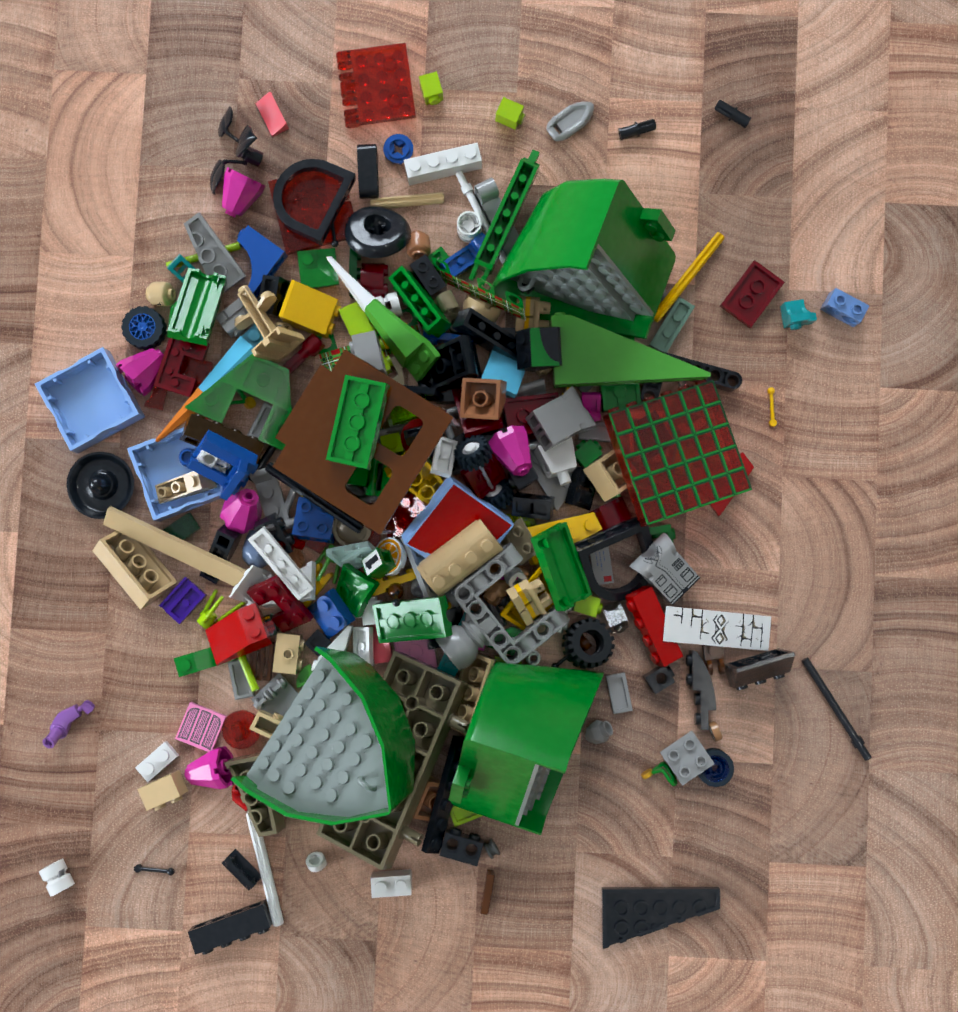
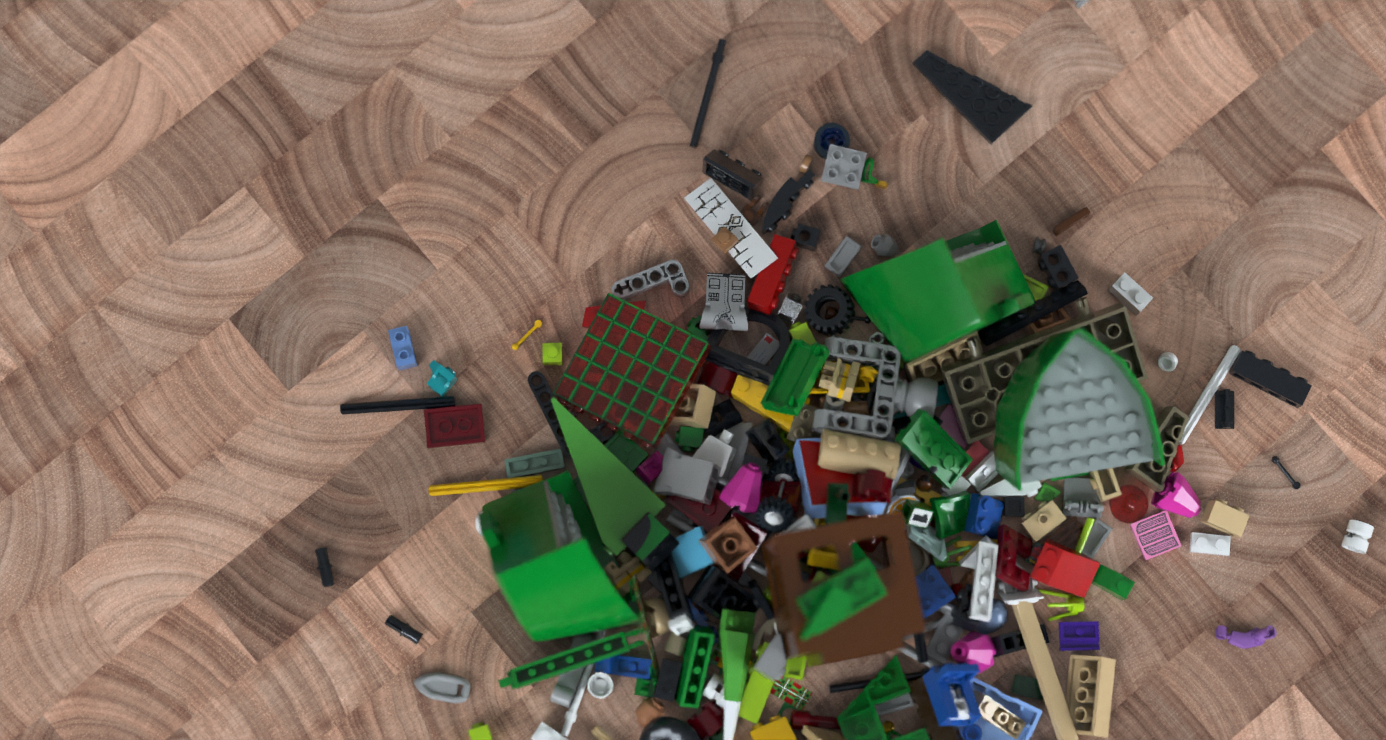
camera: 135 degrees left, 5 degrees down
(354, 399) = (830, 608): none -> green slope
(403, 573) = (906, 488): none -> dark grey tile
(427, 545) = (872, 484): none -> dark red cylinder
(433, 499) = (836, 503): none -> dark green piece
(457, 313) = (680, 624): none -> white tile
(514, 625) = (867, 374): none -> yellow plate
(712, 615) = (724, 240): none -> medium nougat plate
(729, 528) = (648, 284): none -> light grey beam
(741, 410) = (552, 354): none -> lime brick
(803, 269) = (397, 405): none -> black axle

